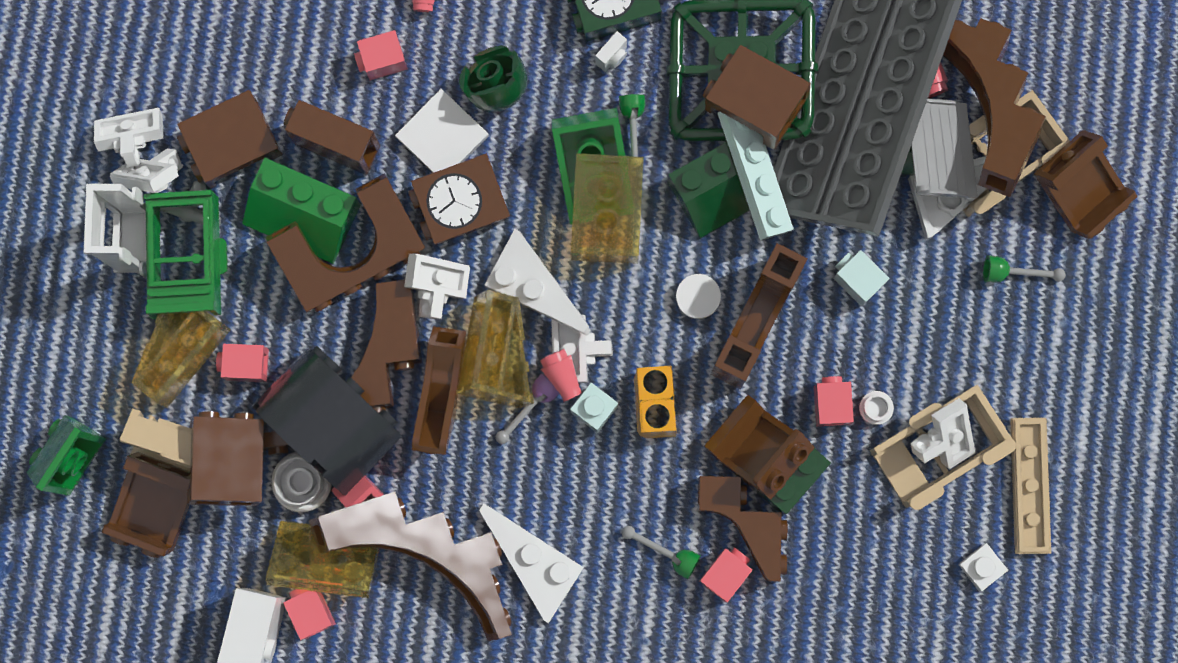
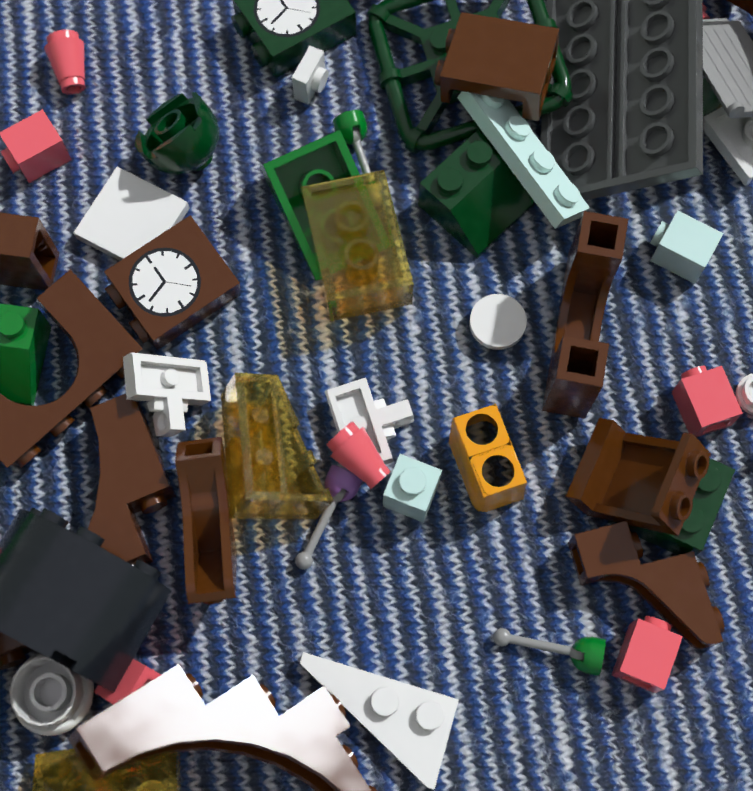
camera: 20 degrees left, 10 degrees down
(524, 275) = (301, 364): white wing -> none

